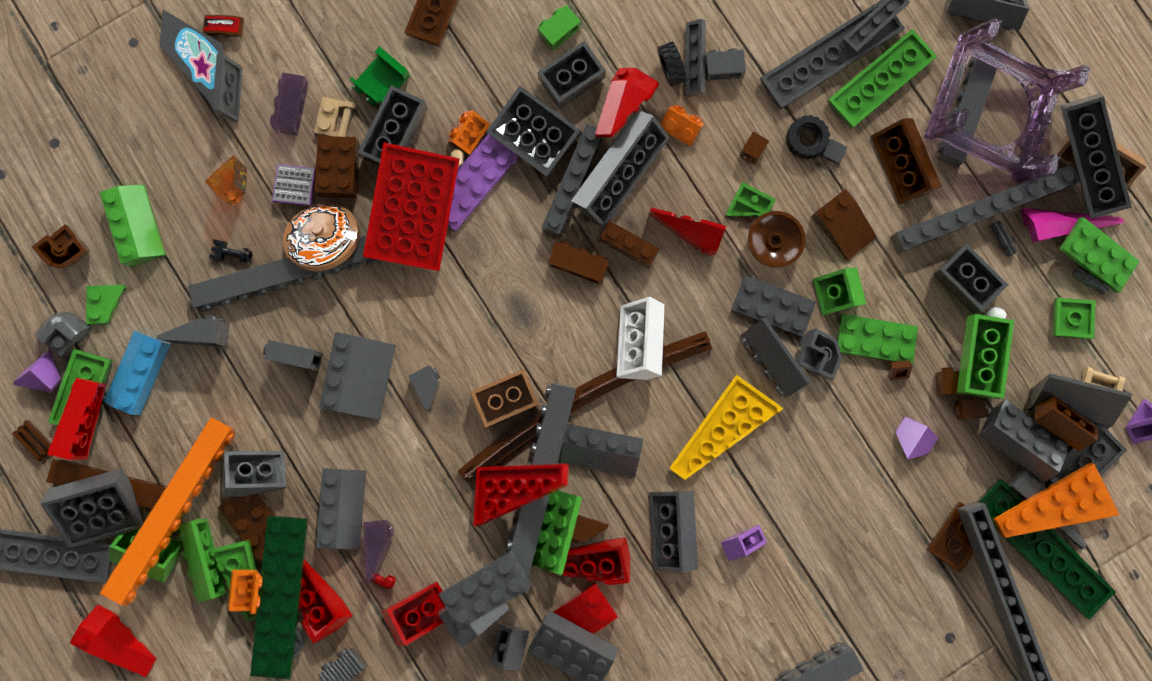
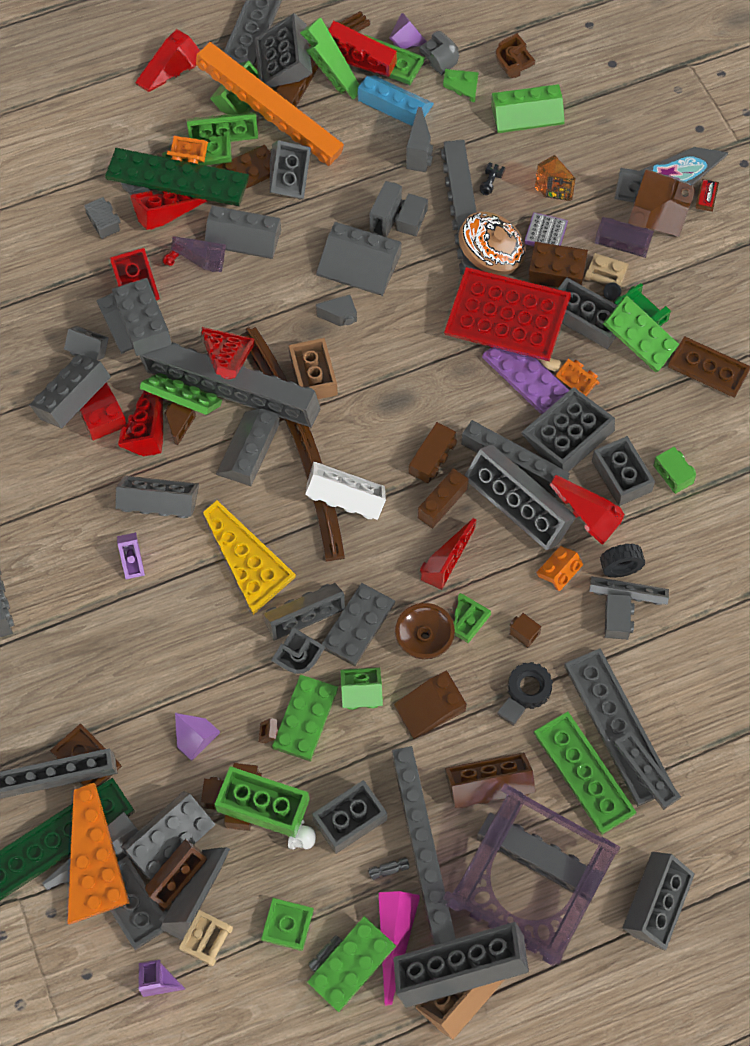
camera: 100 degrees right, 20 degrees down
(96, 452) = (329, 58): none -> bright green wedge
(248, 65) = (661, 203): none -> reddish brown slope
(292, 329) = (411, 214): none -> dark grey brick
(359, 109) = (612, 291): none -> black tile
(413, 72) = (641, 334): none -> bright green plate

